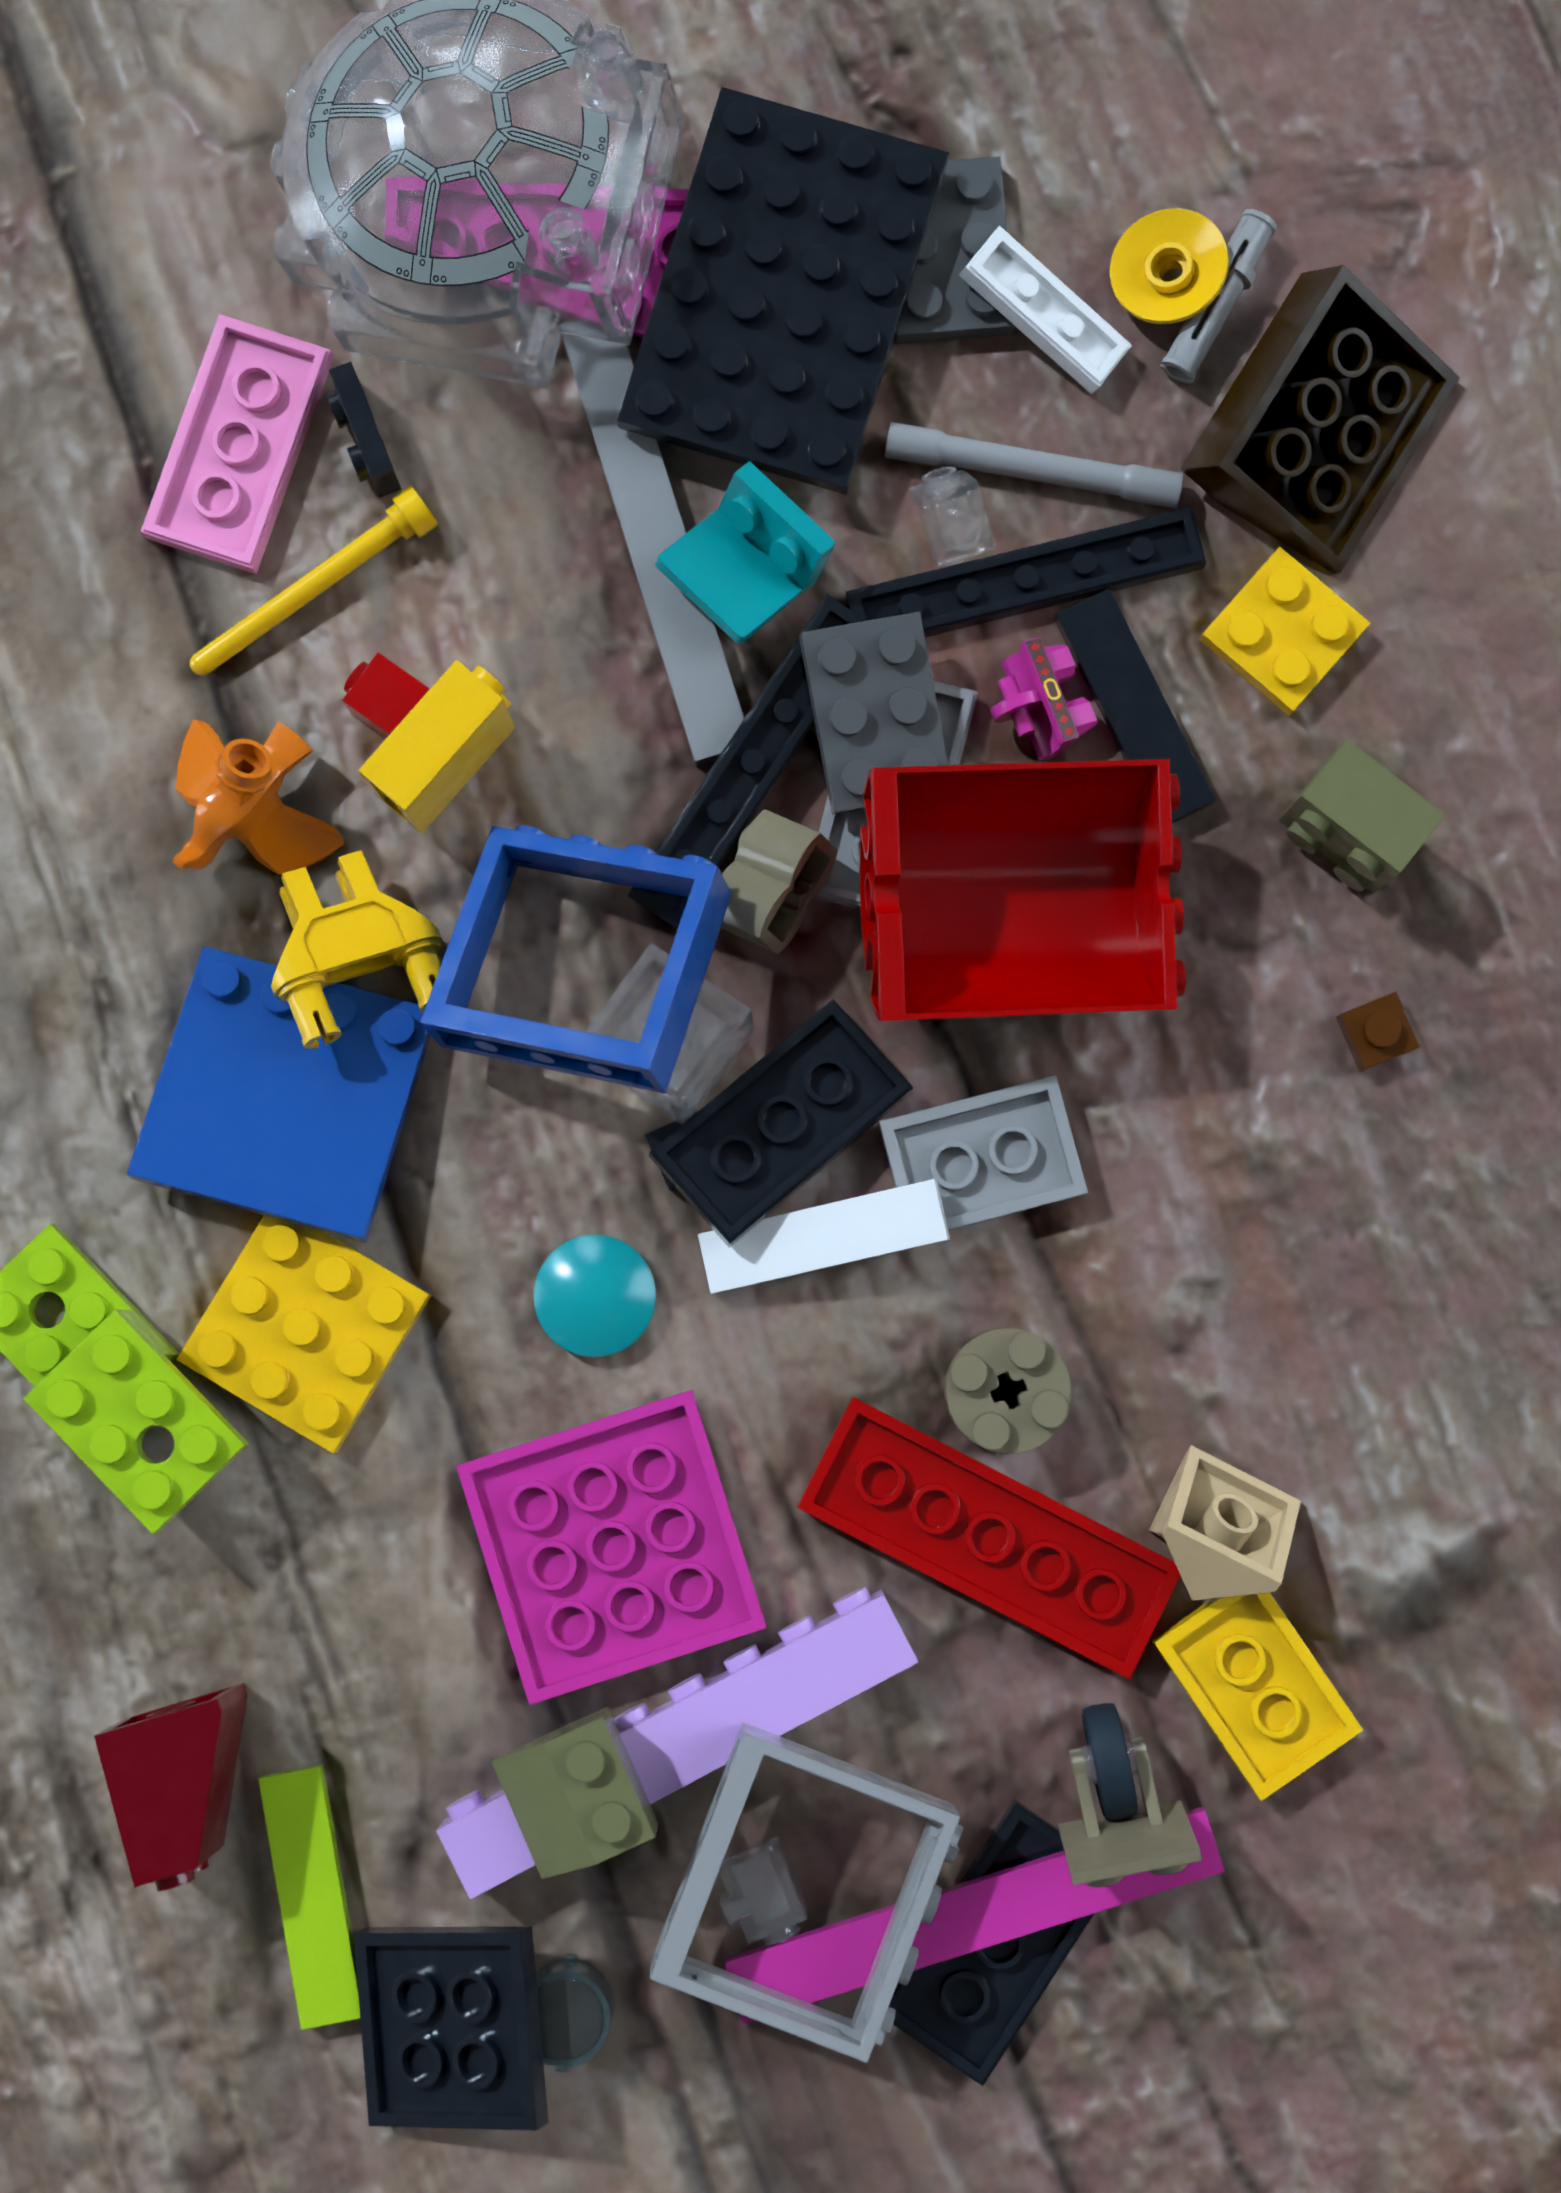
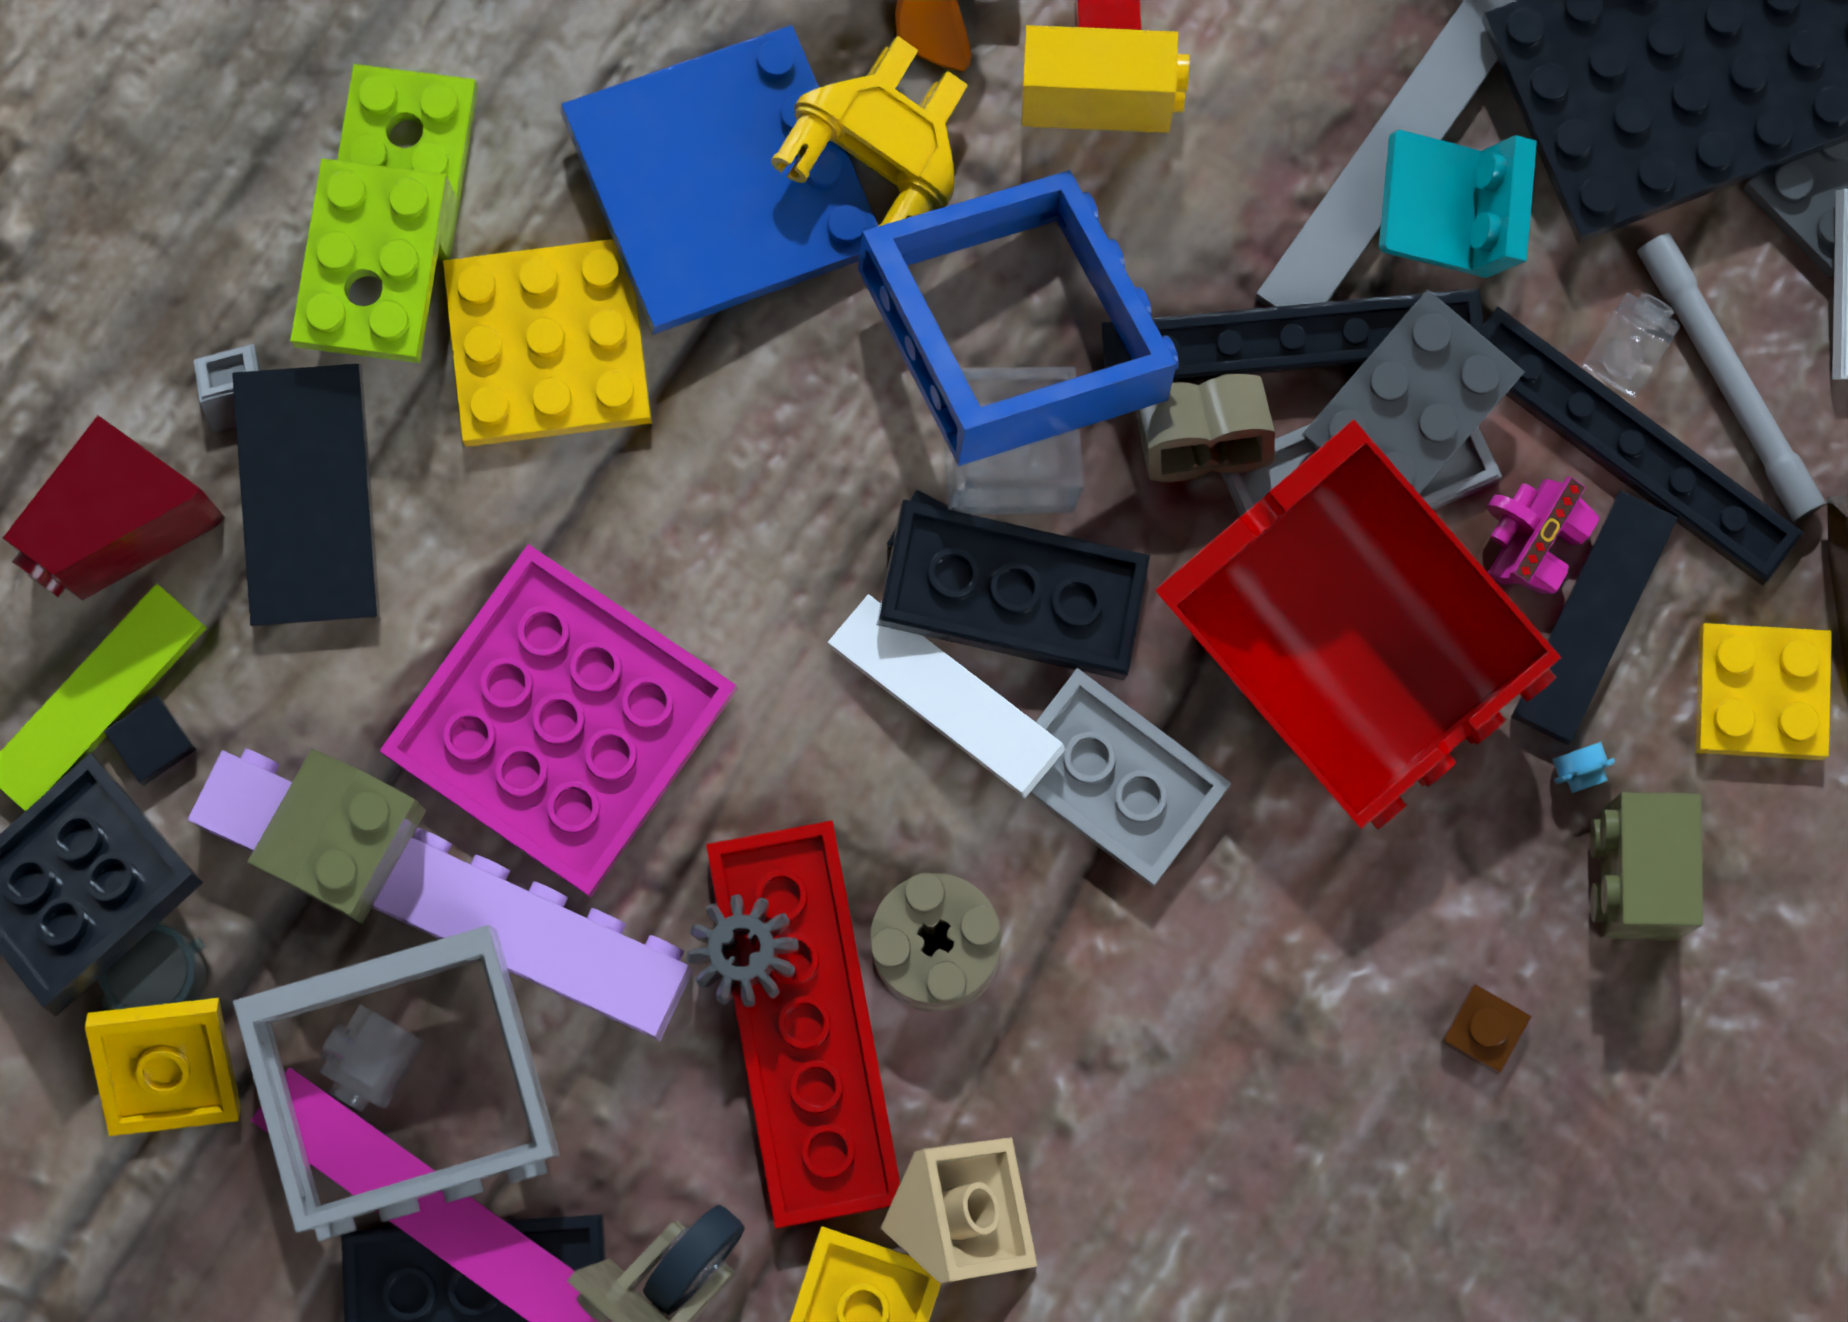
camera: 55 degrees right, 5 degrees down
(146, 1600) = (216, 383): none -> light grey slope
(280, 1609) = (306, 494): none -> black tile
(378, 1875) = (150, 740): none -> black tile
(594, 1295) = (753, 551): teal dish -> none
(648, 2062) = (163, 1066): none -> yellow plate
(925, 1538) = (724, 938): none -> dark grey gear
(1240, 807) = (1583, 767): none -> medium azure plate

